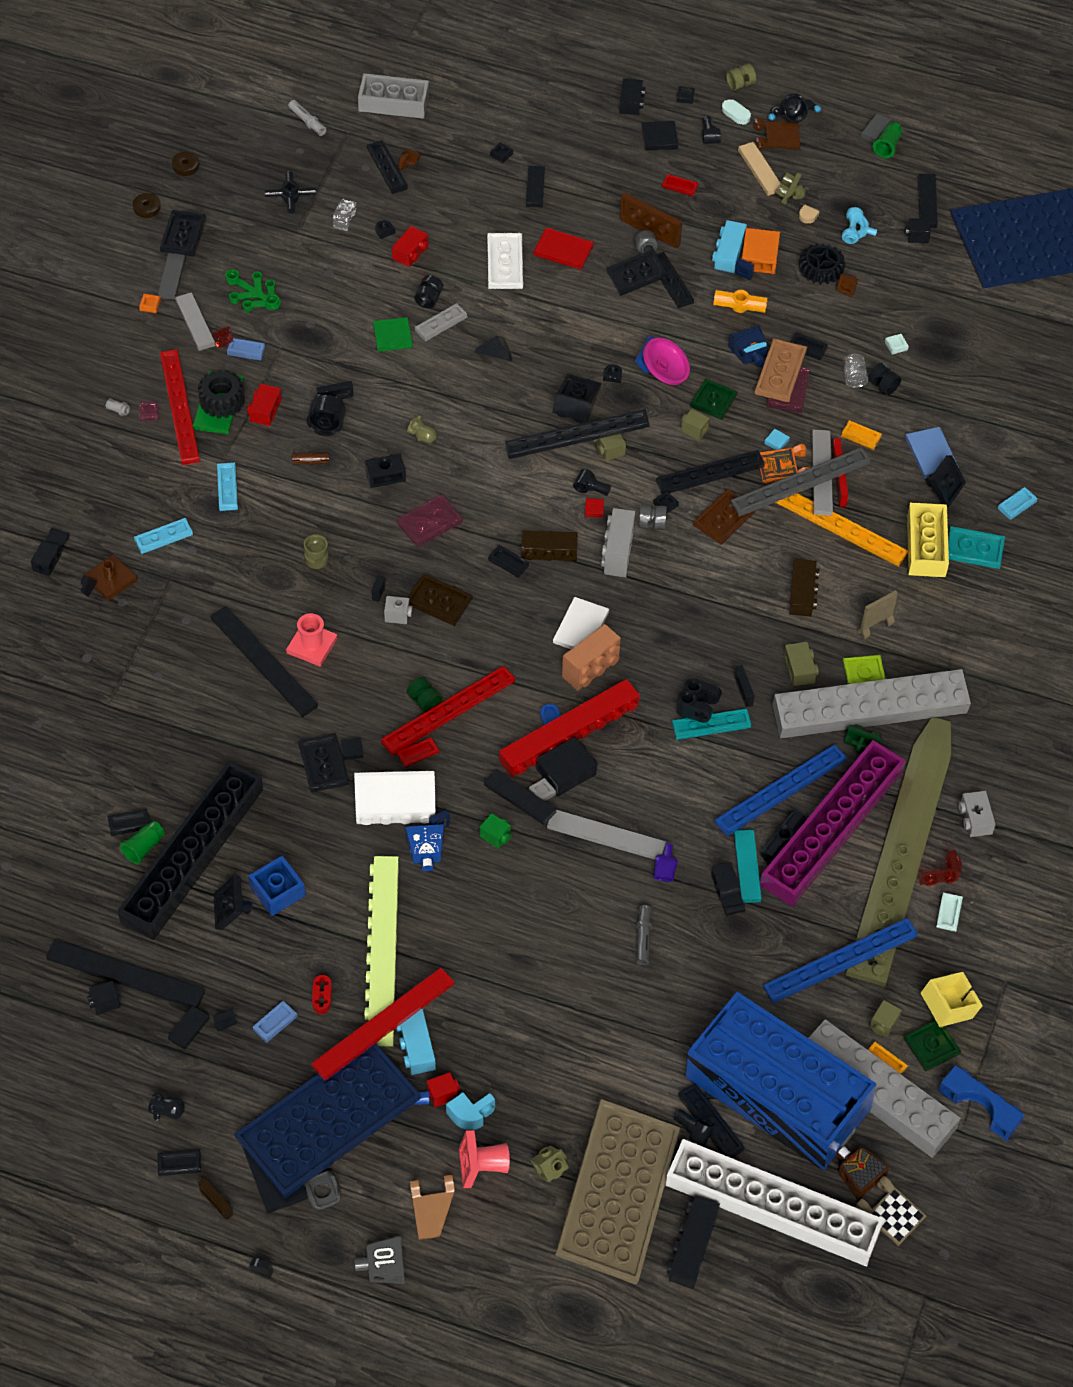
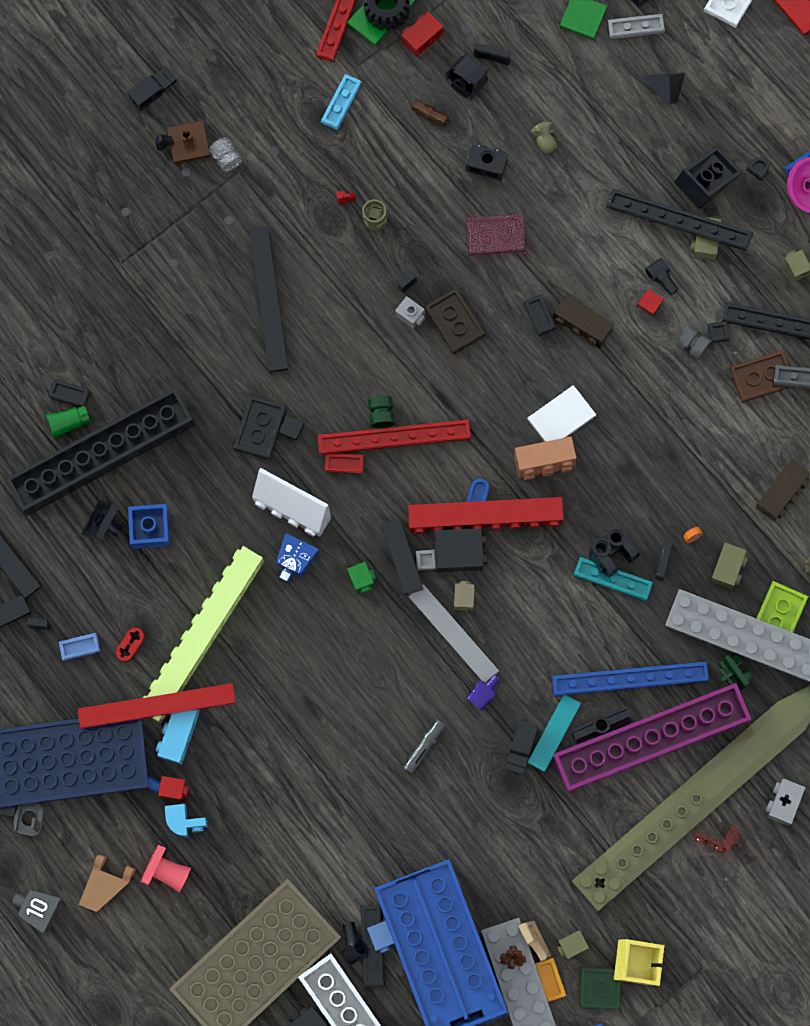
camera: 40 degrees right, 20 degrees up
(150, 568) = (224, 152): none -> clear wheel
(163, 535) = (257, 123): medium azure tile -> none
(279, 553) = (343, 198): none -> red tile
(311, 640) = (318, 311): coral plant -> none
(440, 818) = (320, 540): dark blue tile -> none
(550, 1163) = (216, 906): olive brick -> none
(596, 800) = (464, 596): none -> dark tan brick
(618, 542) = (644, 354): light grey brick -> none
(716, 1104) = (381, 937): none -> medium blue brick
(754, 656) = (693, 535): none -> orange tile
(840, 960) = (571, 869): blue tile -> none
(846, 1048) = (512, 957): none -> reddish brown plant
(852, 1031) = (535, 940): none -> tan tile
(949, 912) = (698, 878): light aqua tile -> none

